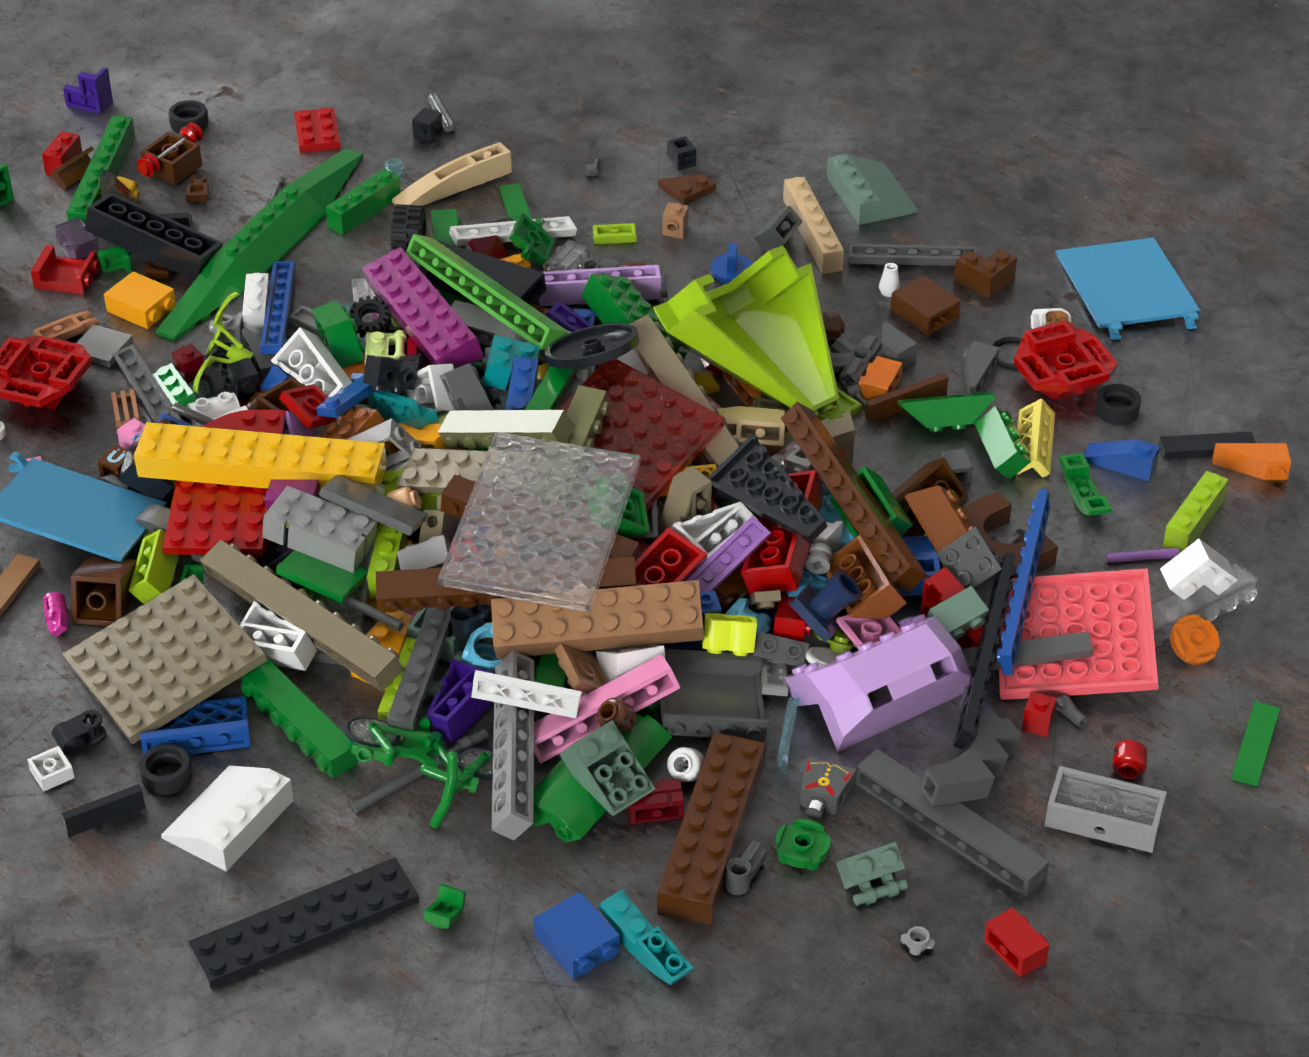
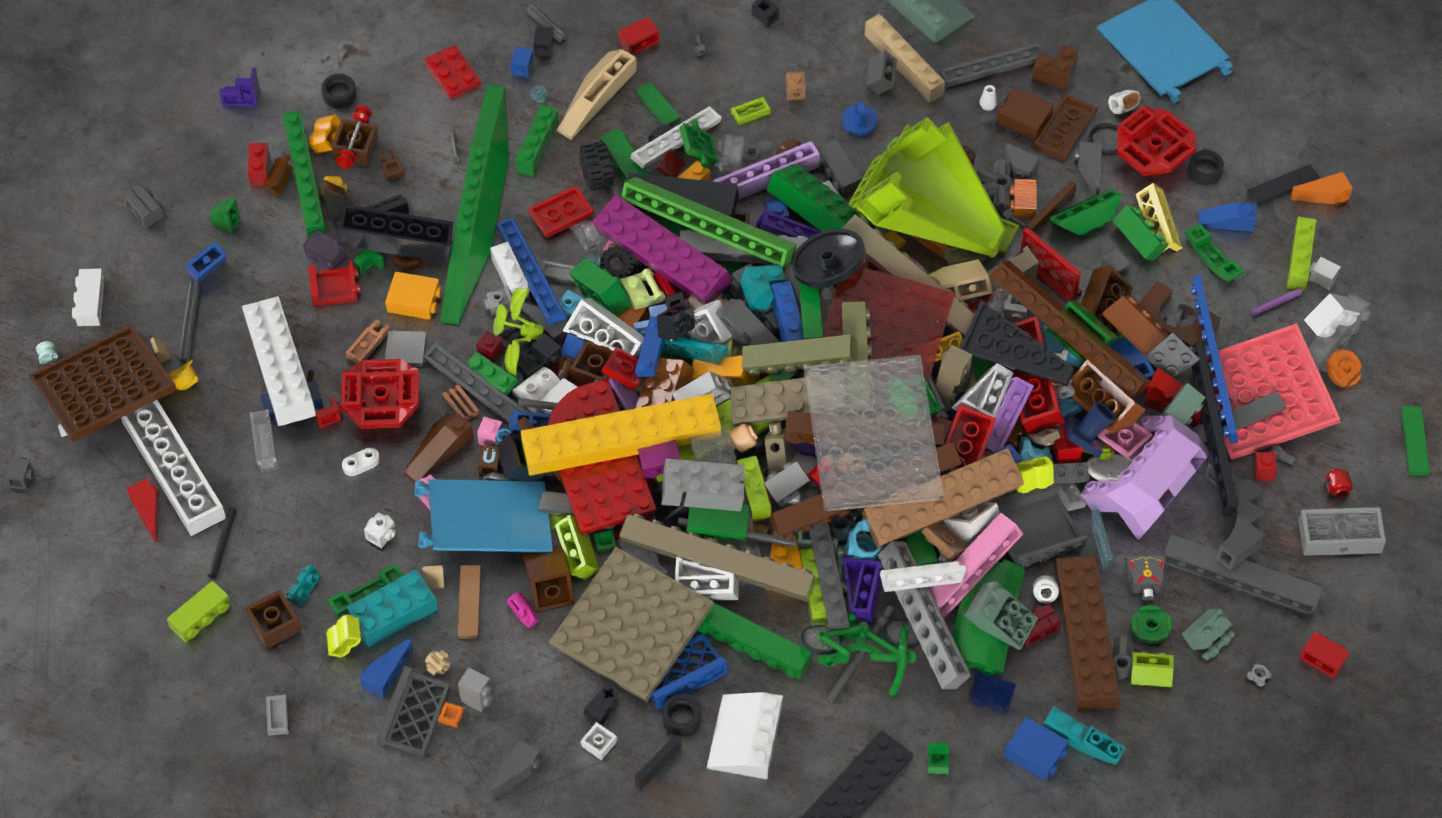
camera: 20 degrees left, 15 degrees up
(80, 437) = (440, 443): none -> reddish brown wedge
(133, 148) = (324, 133): none -> light orange brick
(340, 268) = (561, 211): none -> red plate
(373, 504) = (733, 452): dark grey tile -> none
(392, 135) = (521, 62): none -> blue brick
(530, 142) = (638, 36): none -> red brick
(557, 857) = (992, 692): none -> clear blue brick
(618, 711) = (990, 571): reddish brown head -> none
(687, 188) = (784, 45): reddish brown wing -> none
(775, 889) = (1152, 669): none -> lime brick
(872, 443) = (1051, 274): none -> red fence
(978, 323) = (1065, 127): none -> reddish brown tile
(1218, 537) = (1324, 272): none -> white brick

